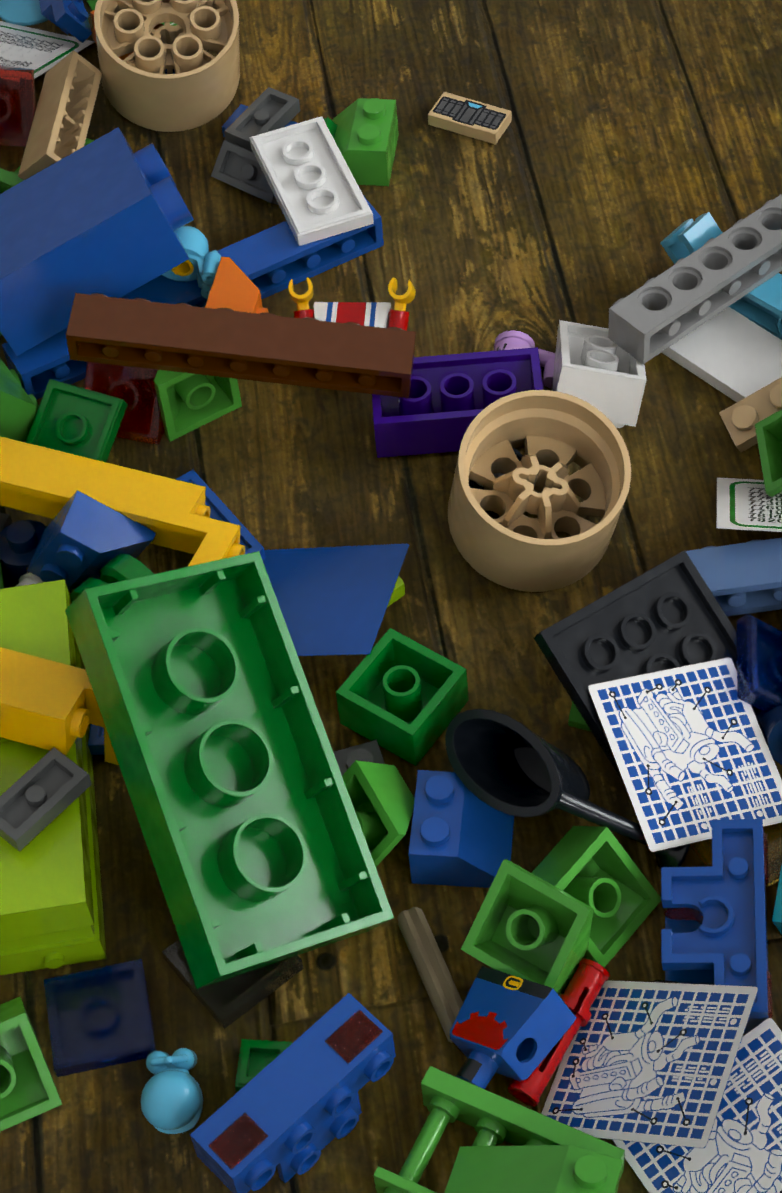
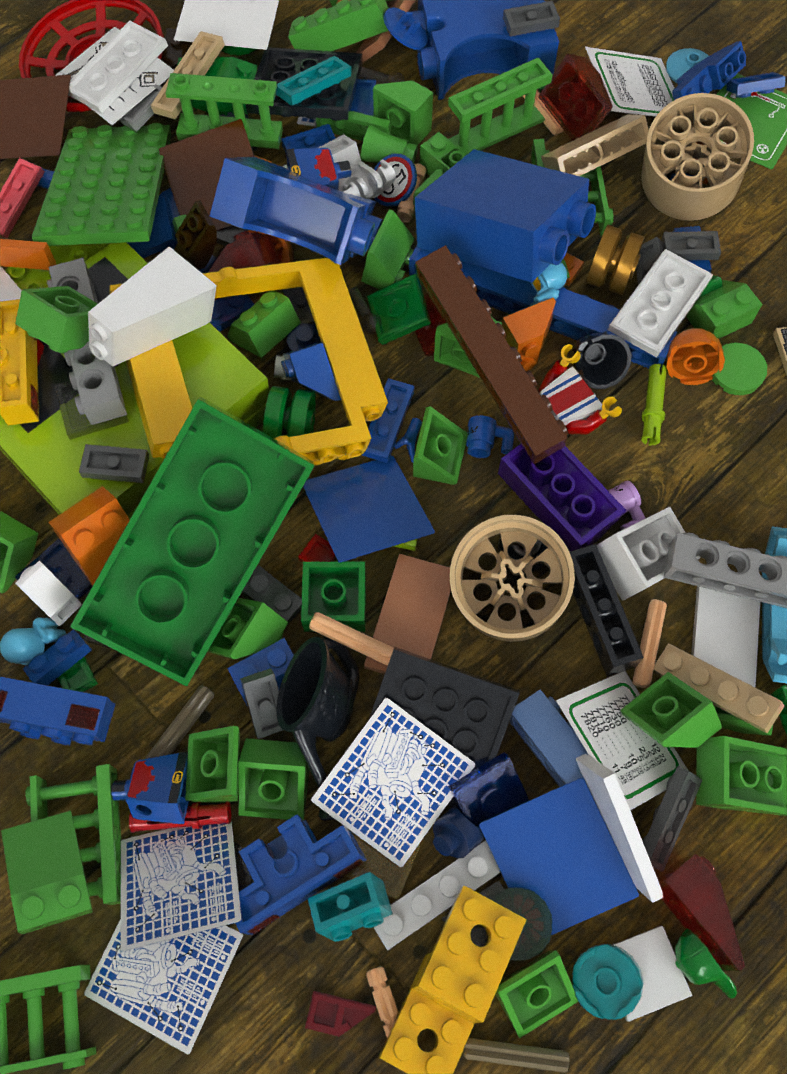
camera: 50 degrees right, 15 degrees up
(112, 882) = (91, 530): none -> orange slope
(131, 1012) = (48, 593): none -> white slope
(218, 189) = (616, 260): none -> pearl gold wheel
(222, 1061) = (57, 659): none -> blue plate
(255, 517) = (410, 437): none -> blue bar
(293, 495) = (439, 449): none -> bright green slope
(319, 442) = (481, 436): none -> blue piece
(323, 689) = (317, 551): none -> red tile
(332, 266) = (602, 359): none -> black helmet
(402, 193) = (695, 356): none -> orange cylinder
(433, 273) = (653, 413): none -> lime pin
(444, 174) = (742, 370): none -> bright green tile
(485, 832) = (261, 698): none -> dark grey plate
(486, 692) = (351, 638): none -> light nougat axle
(488, 636) = (412, 608): none -> nougat tile
(669, 450) = (603, 612): none -> black brick
(704, 433) = (650, 643): none -> light nougat axle

